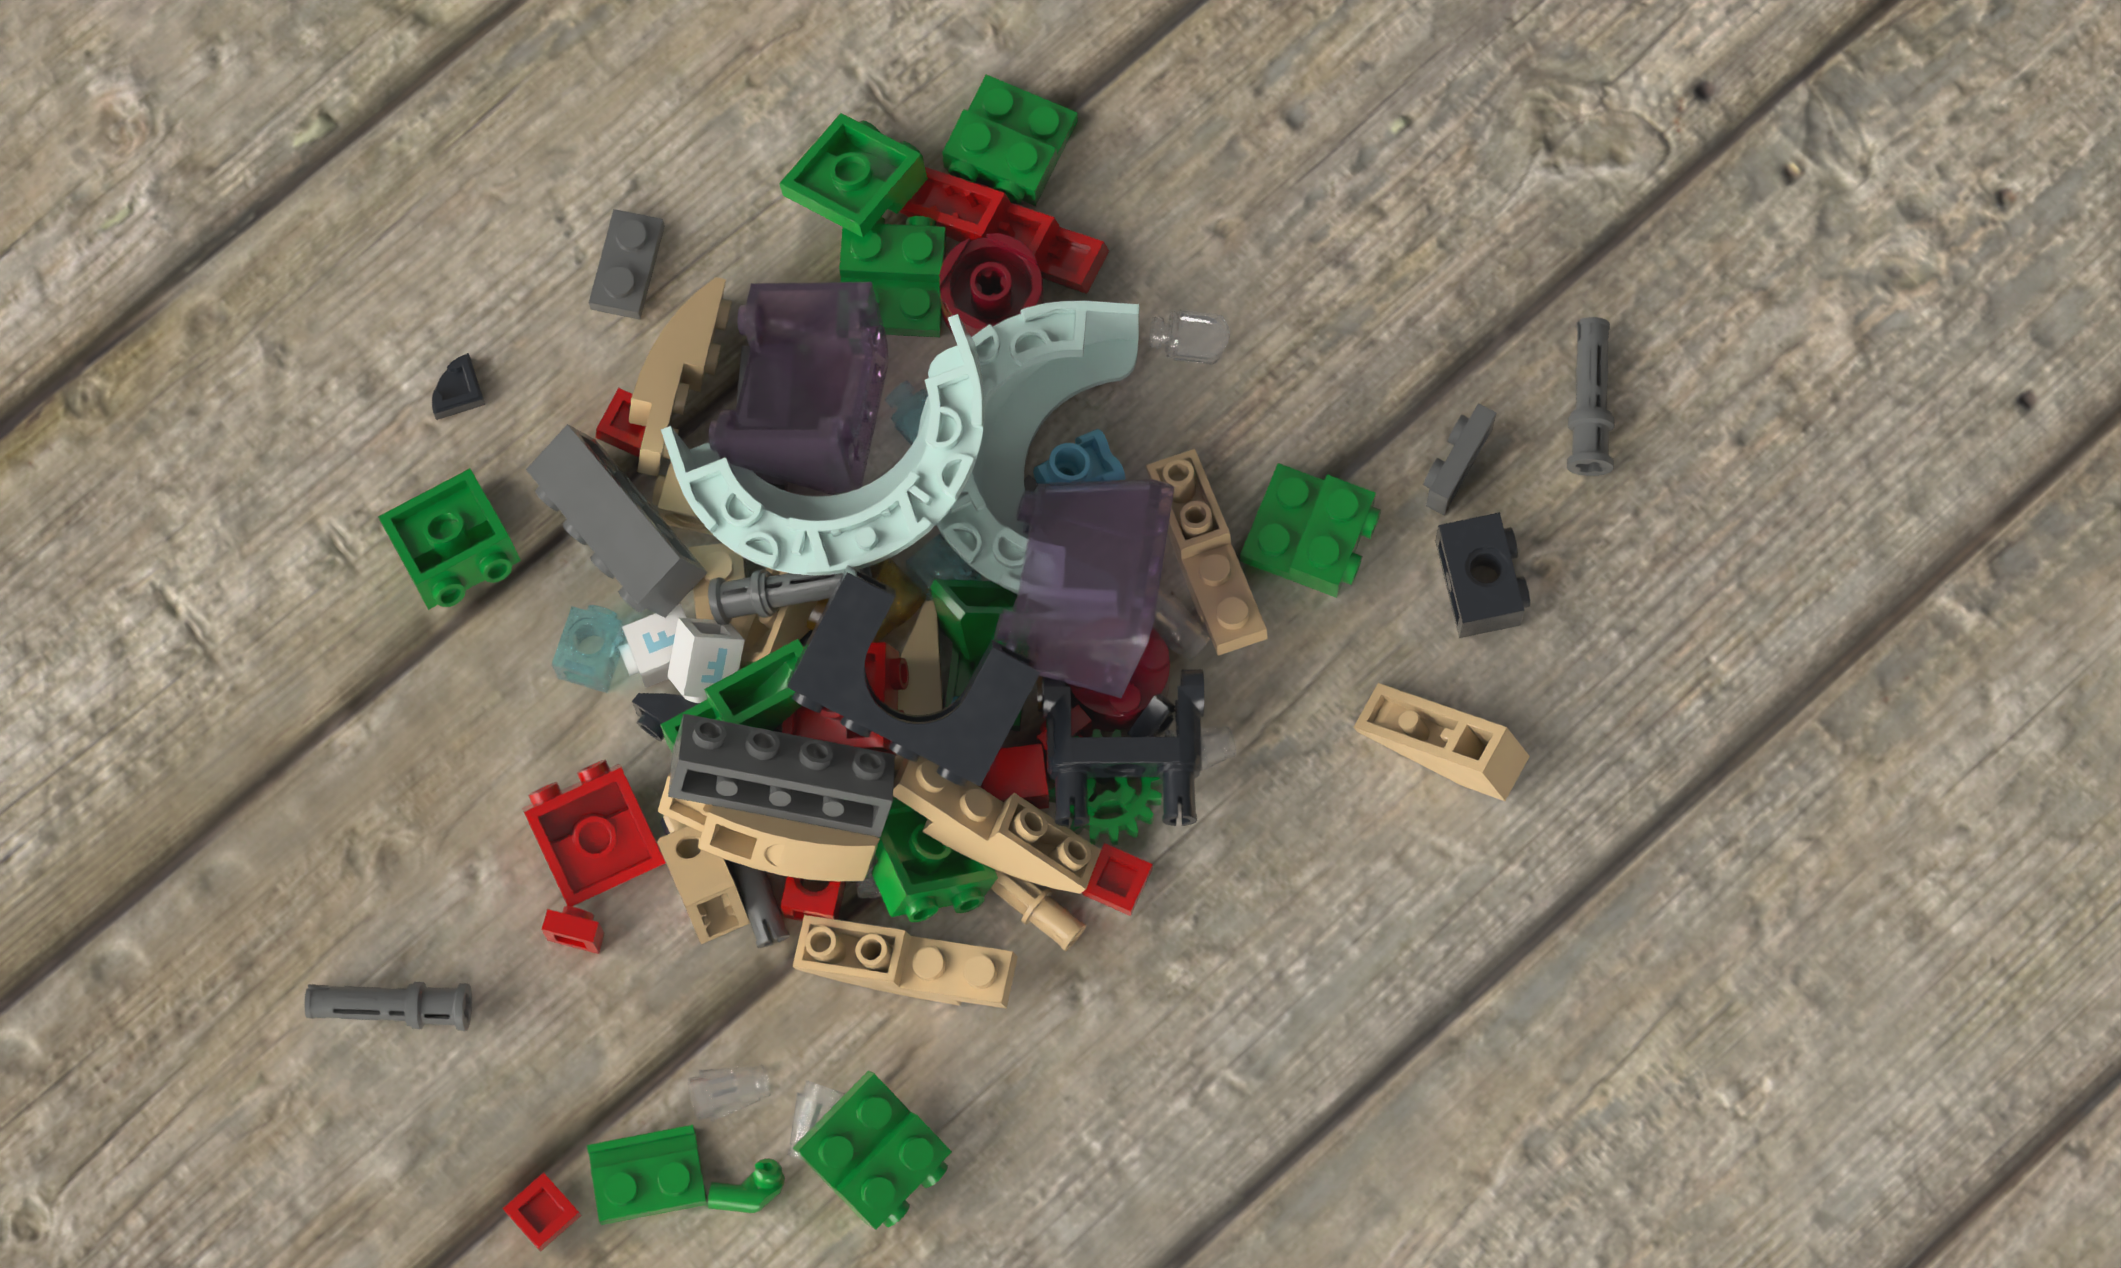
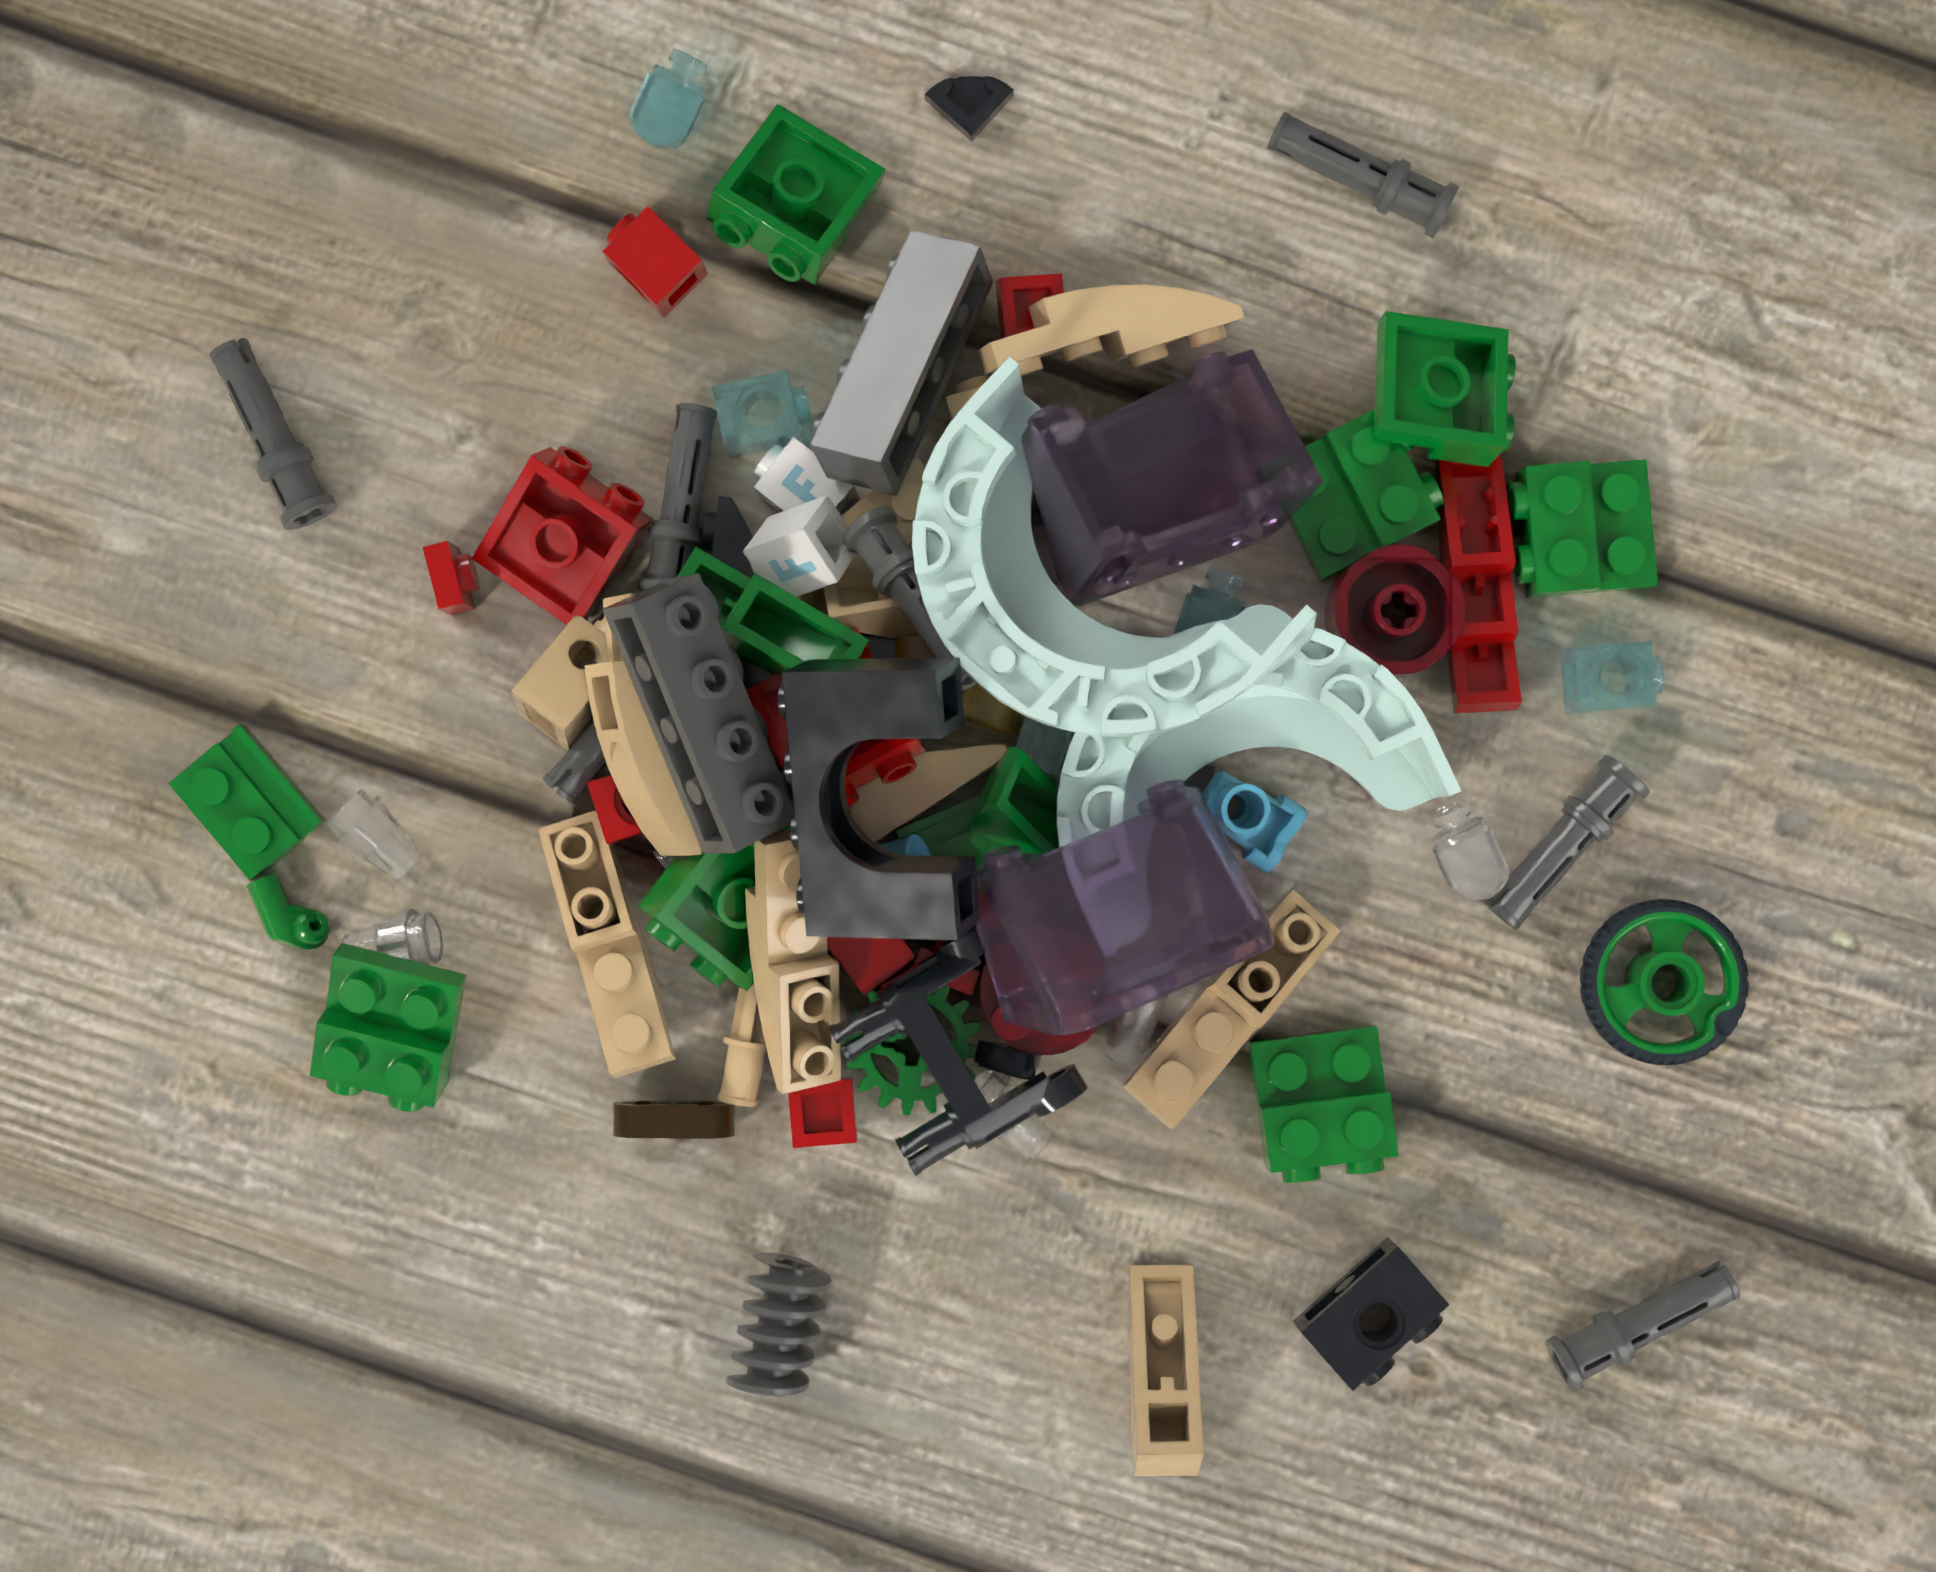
camera: 55 degrees right, 15 degrees up
(328, 590) = (669, 102): none -> clear light blue arm
(434, 662) = (654, 260): none -> red brick
(542, 1212) = (145, 719): red plate -> none
(626, 264) = (1210, 198): dark grey plate -> none
(638, 753) = (677, 531): none -> dark grey pin
(691, 140) = (1390, 185): none -> dark grey pin
(1061, 987) = (673, 1119): none -> dark brown beam
(1119, 197) = (1583, 683): none -> clear light blue brick
(1215, 247) = (1584, 821): none -> dark grey pin
(1255, 992) = (782, 1327): none -> dark grey piece
(1354, 297) = (1668, 925): none -> green wheel
(1468, 440) = (1518, 1219): dark grey plate -> none

